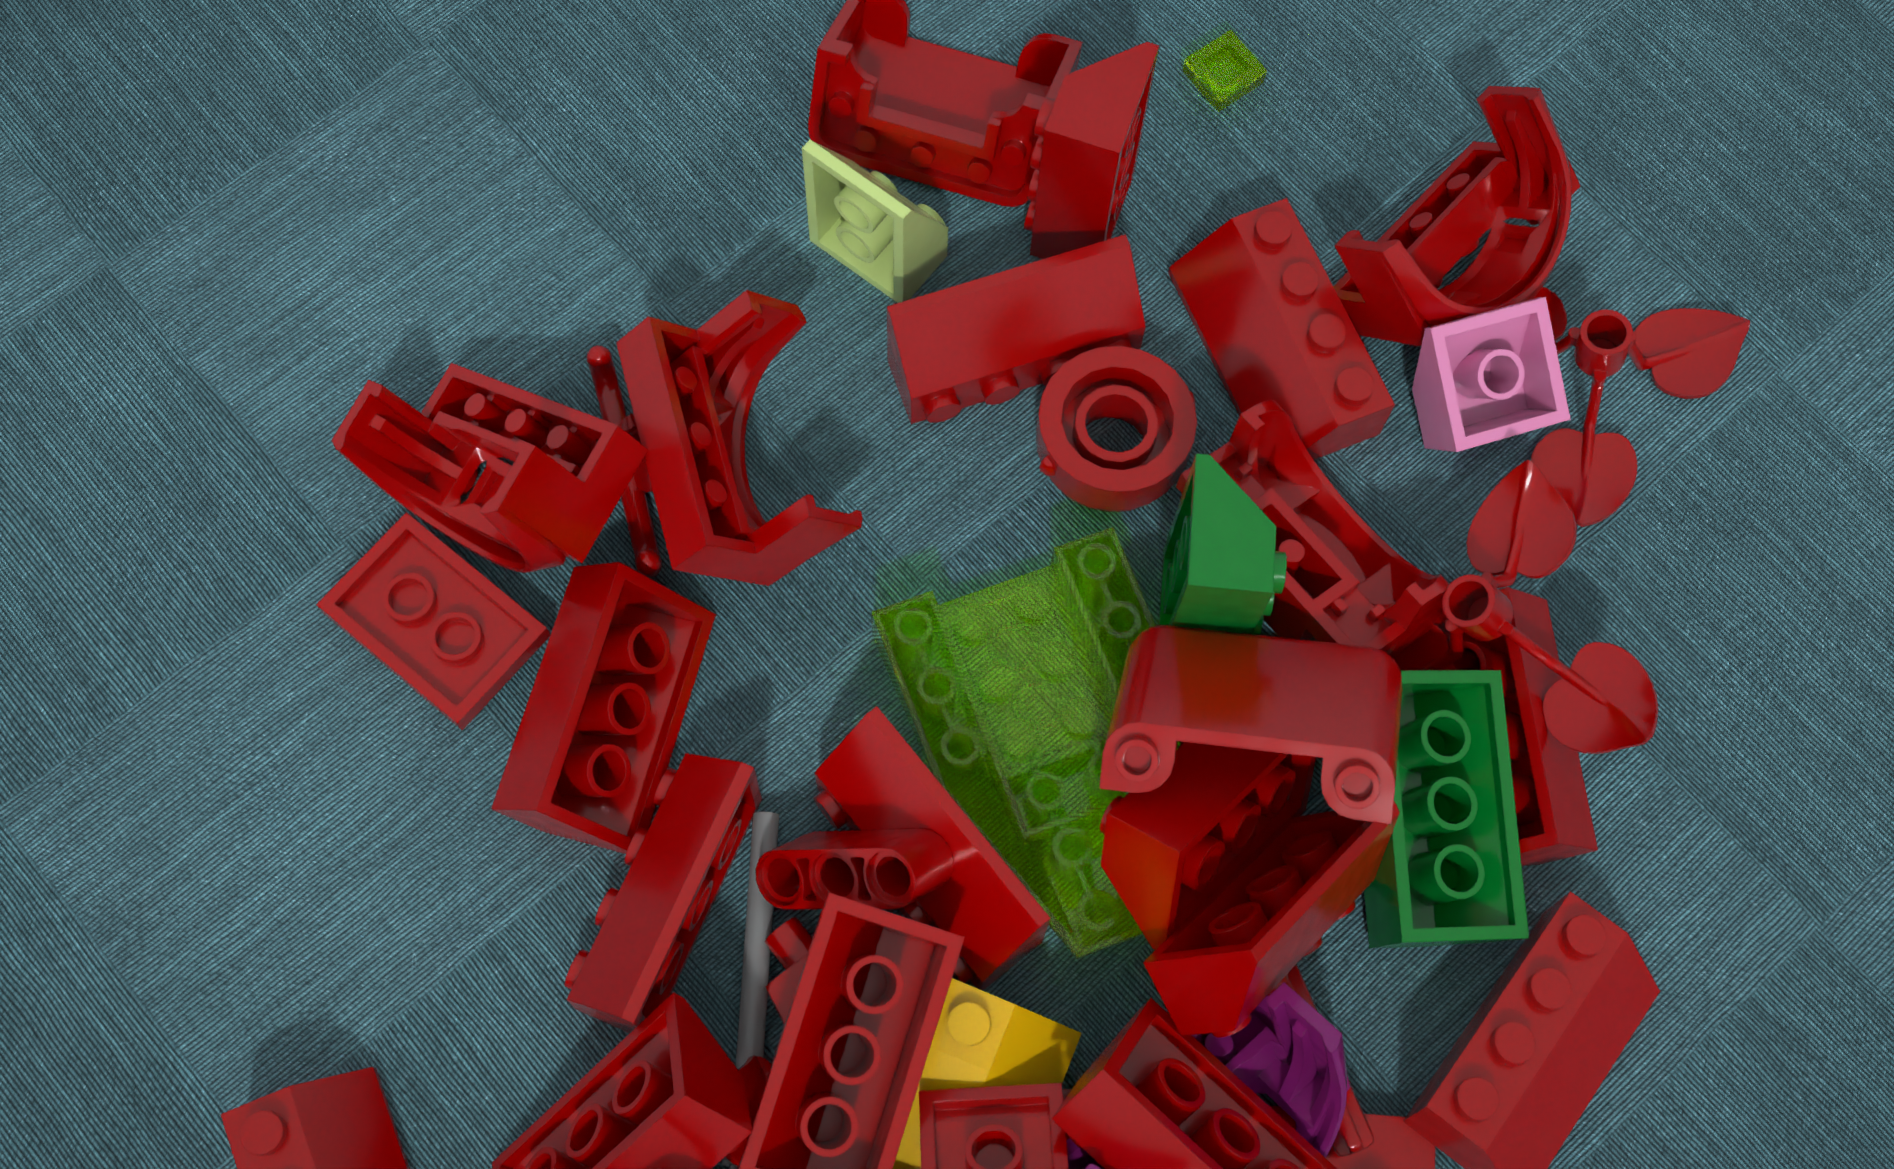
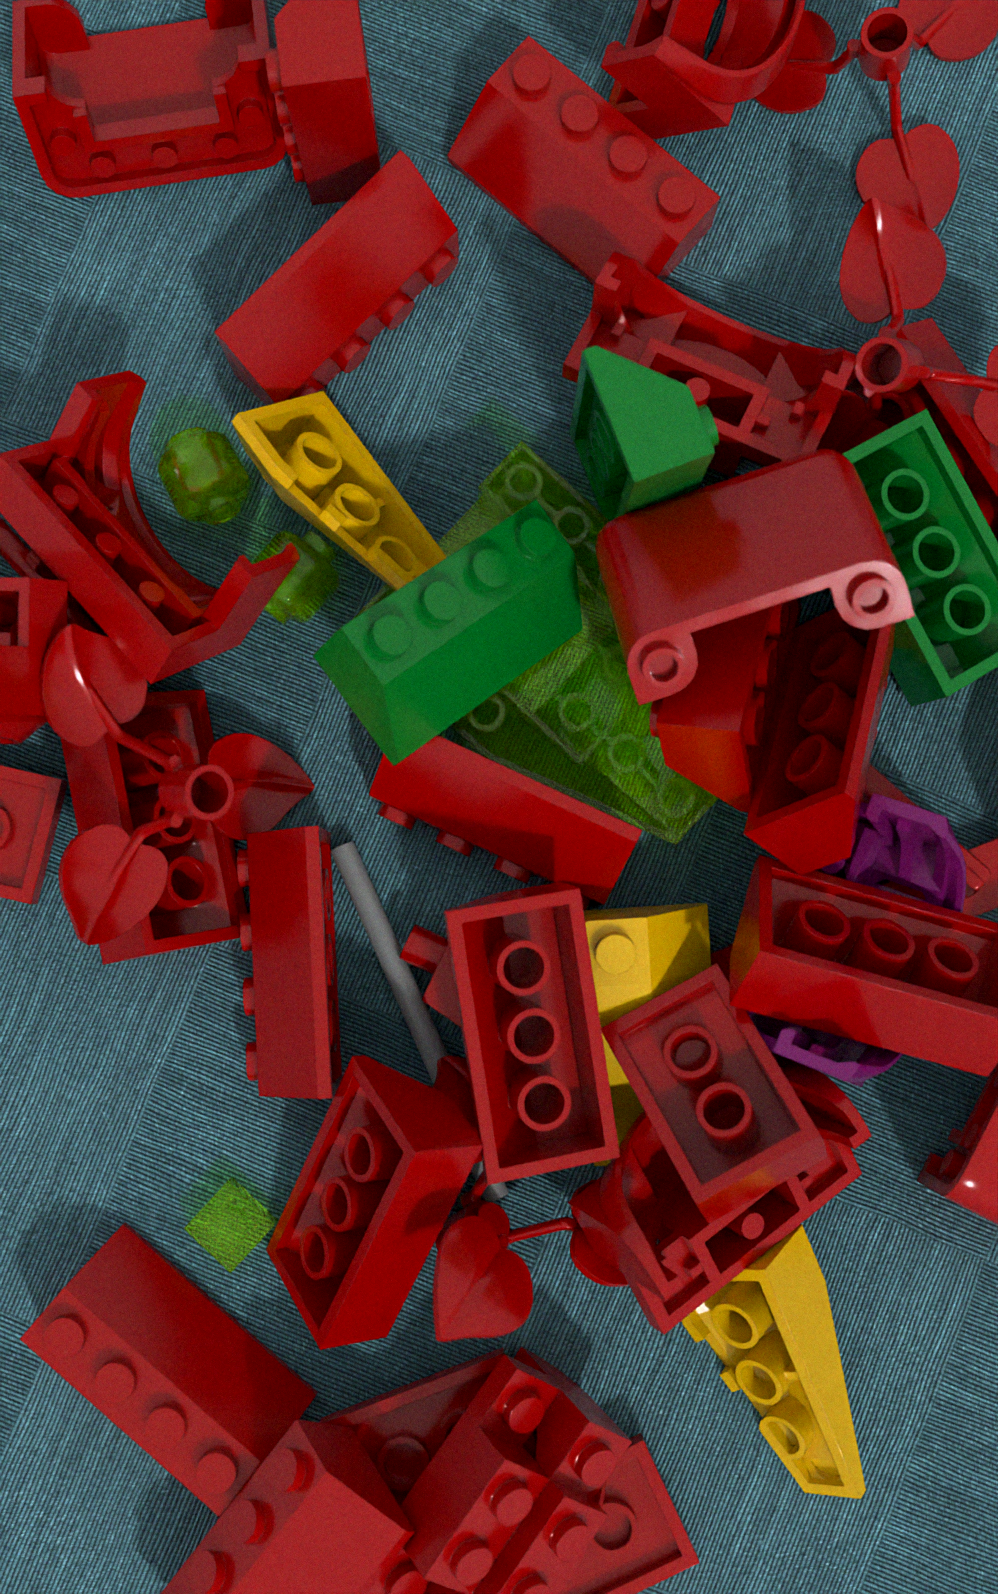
camera: 25 degrees left, 15 degrees up
(472, 1119) = (231, 1224): none -> clear neon green plate
(708, 707) = (240, 788): none -> red plant
(815, 428) = (203, 475): none -> clear neon green head
(855, 560) = (308, 583): none -> clear neon green head
(863, 865) = (448, 864): red beam -> none
(871, 225) = (152, 249): yellowish green slope -> none
(929, 492) = (337, 485): none -> yellow wedge
(969, 657) = (457, 632): none -> green slope
(1122, 386) = (483, 295): red piece -> none
(1489, 377) = (794, 129): bright pink slope -> none

